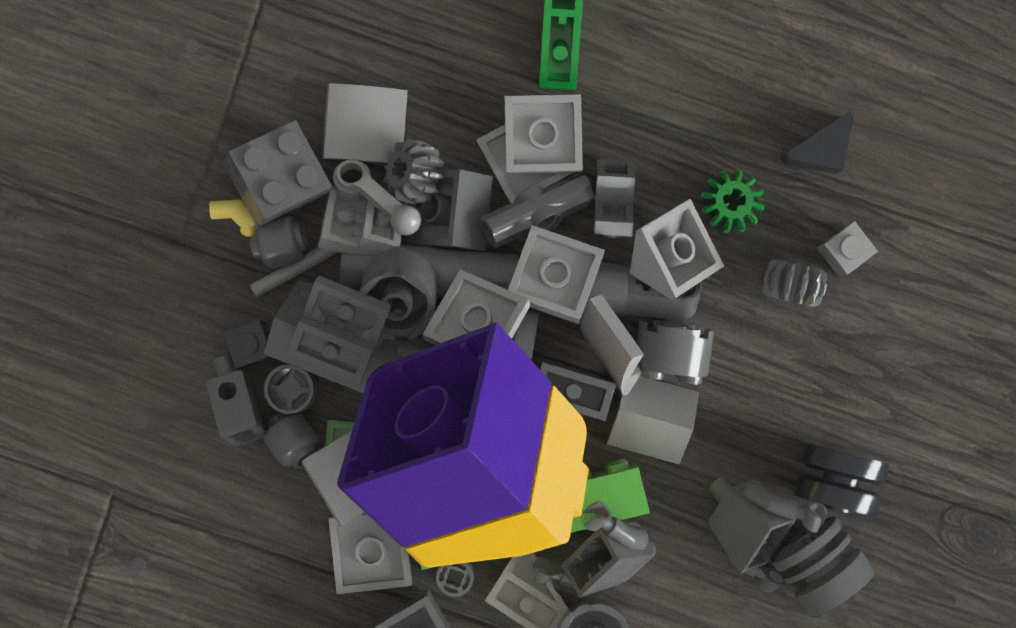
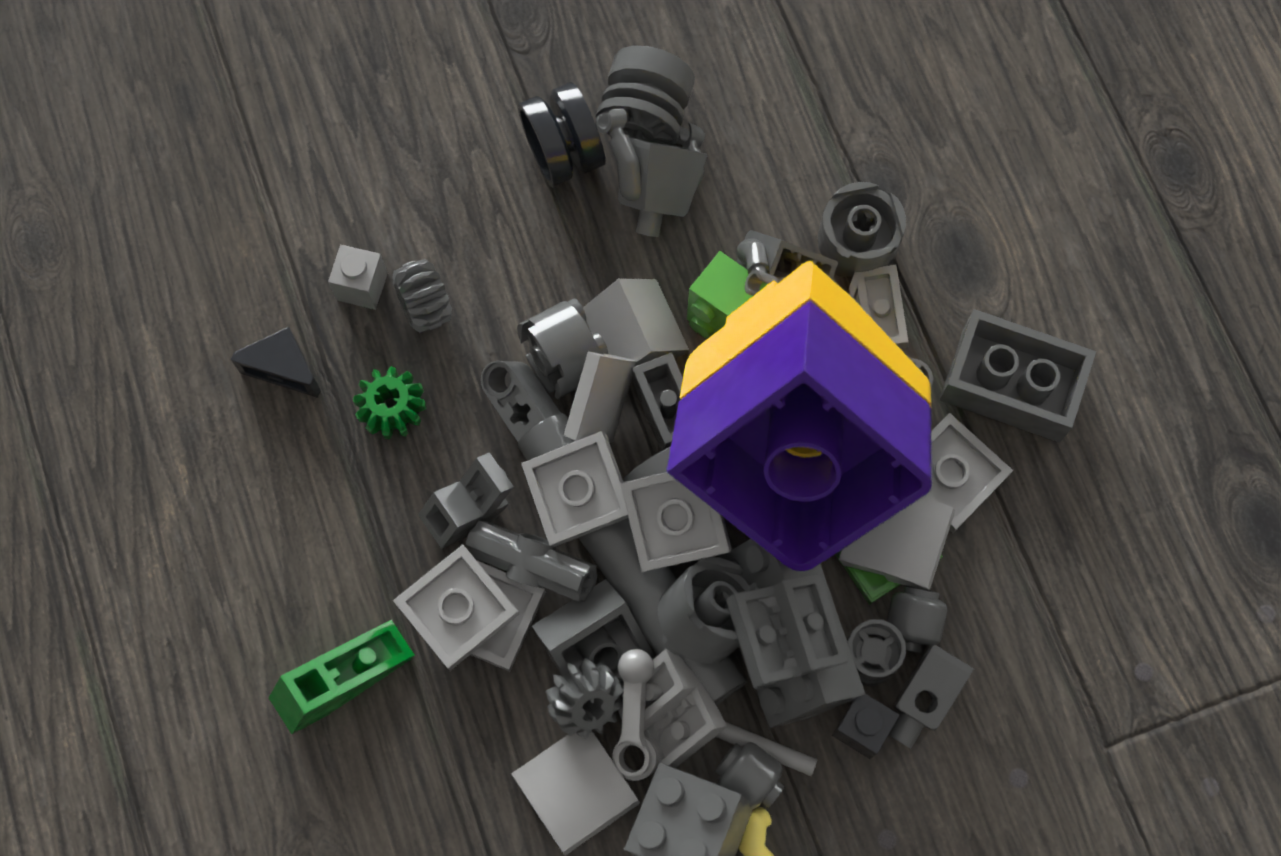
camera: 135 degrees left, 15 degrees down
(674, 252) = (475, 406): light grey slope -> none

